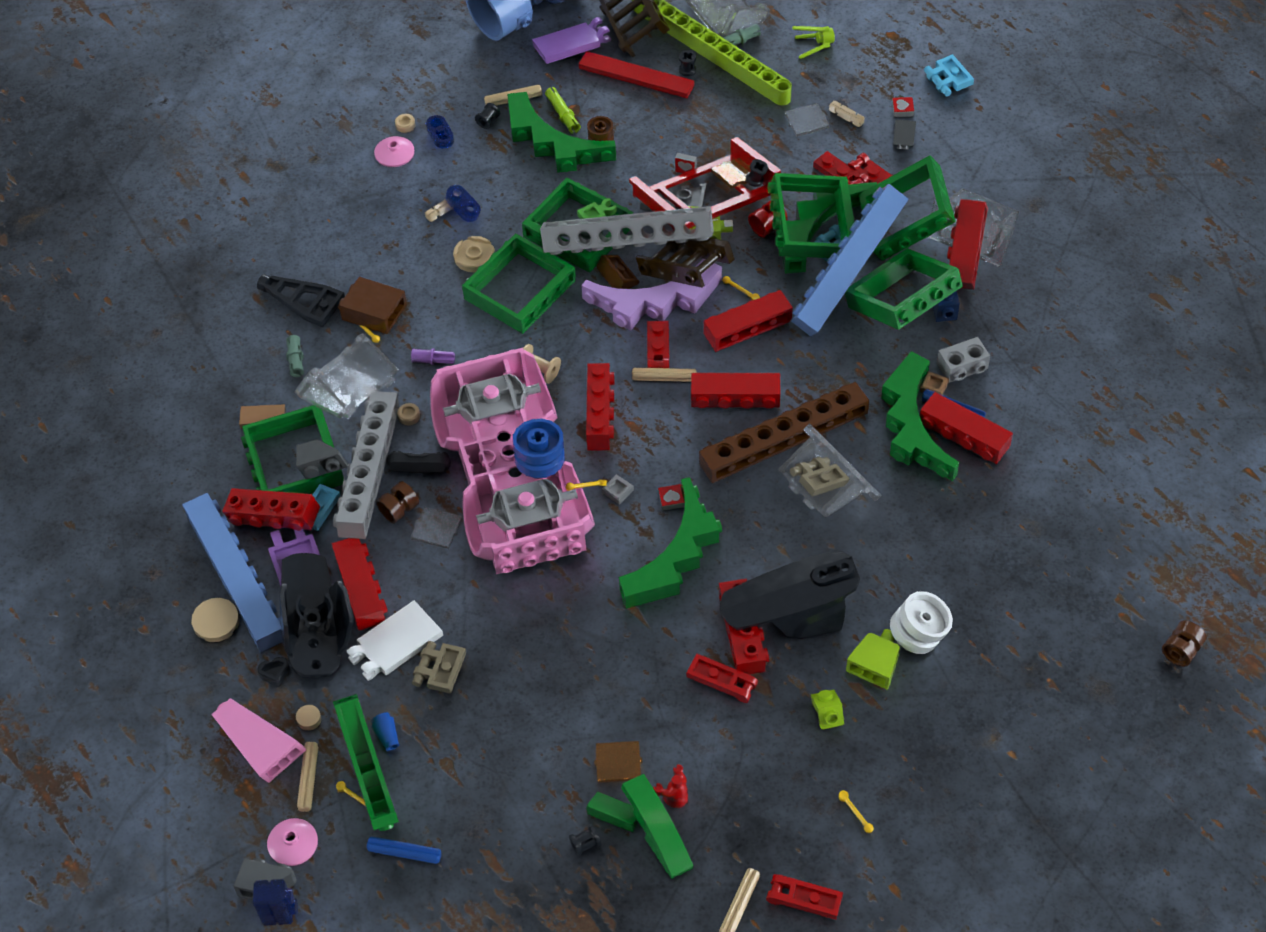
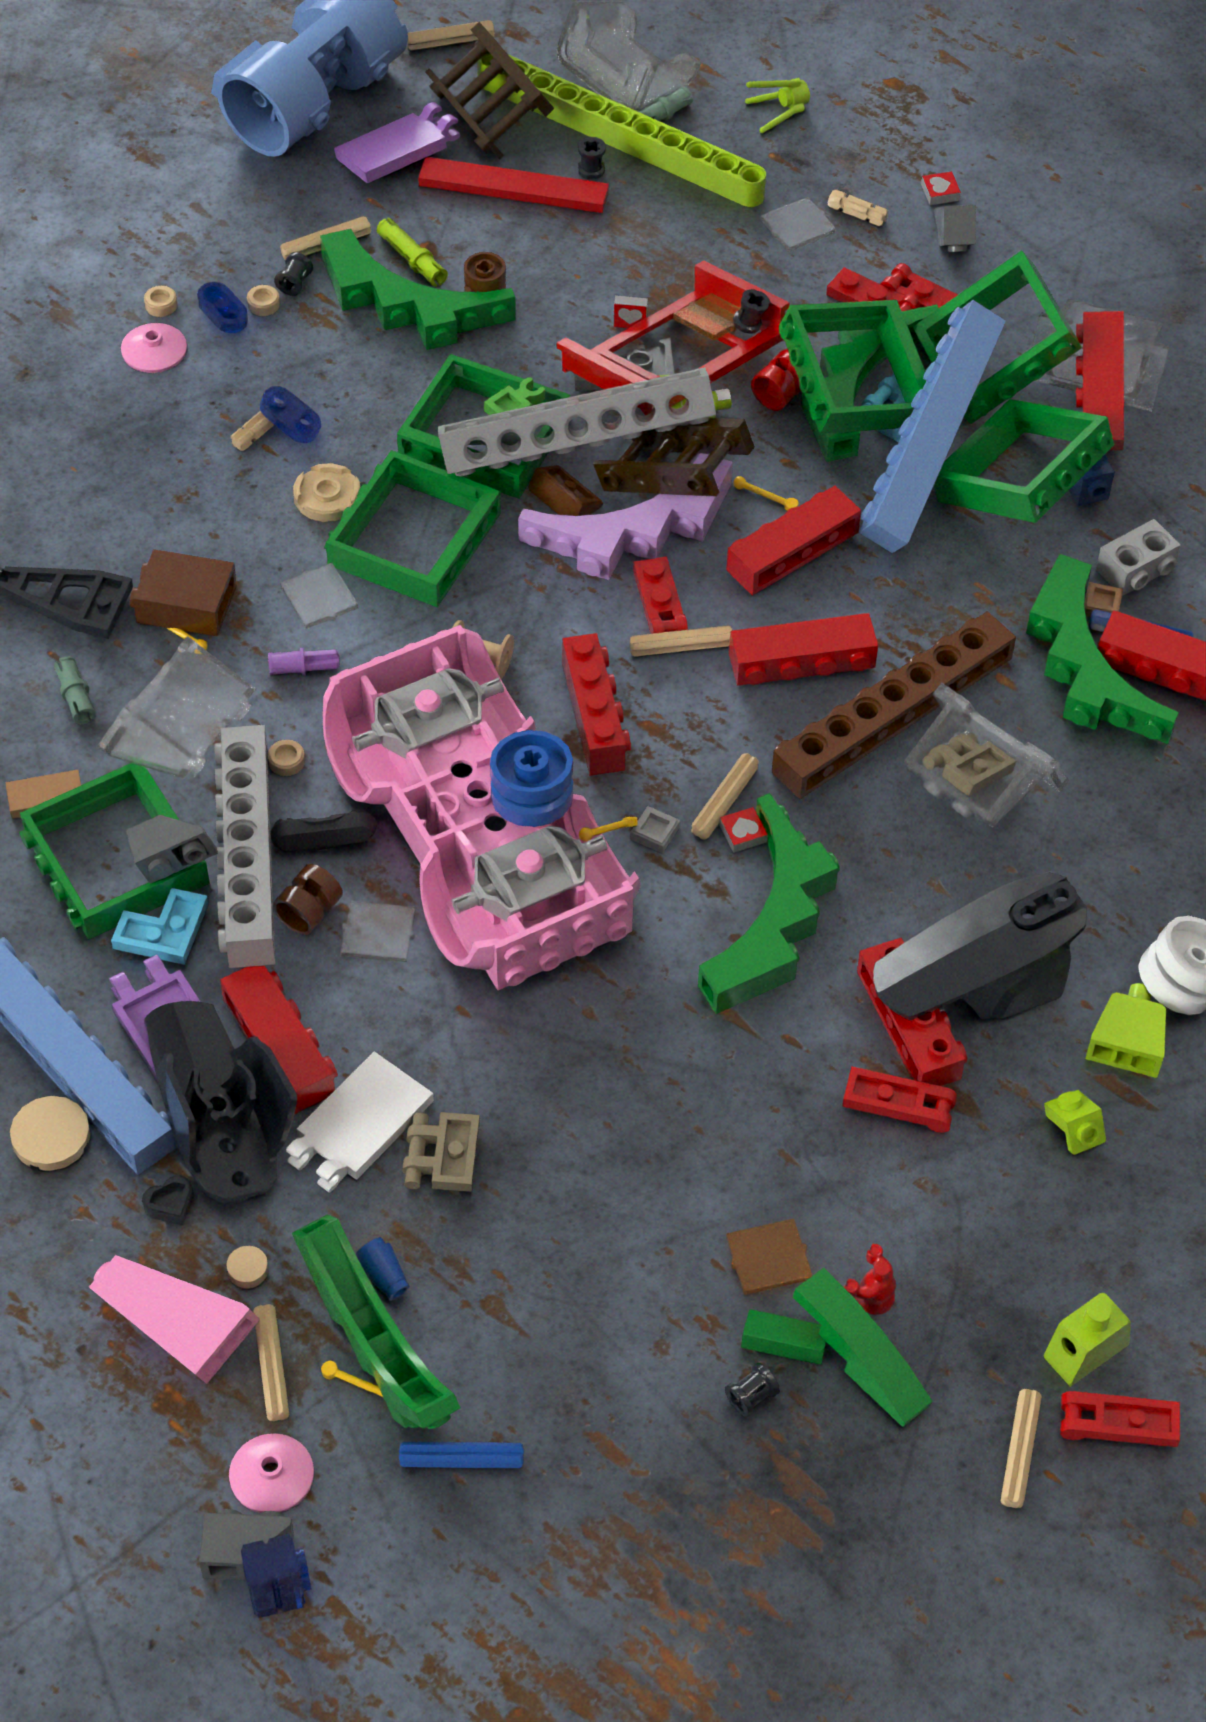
camera: 15 degrees left, 0 degrees up
(271, 509) = (104, 939): red brick -> none
(453, 317) = (319, 595): none -> clear piece
(466, 130) = (263, 300): none -> tan tile
(665, 474) = (724, 796): none -> tan axle
(799, 843) = (1095, 1331): none -> lime torso
(844, 797) = (1135, 1254): yellow hinge -> none
(954, 73) = (1004, 127): medium azure plate -> none

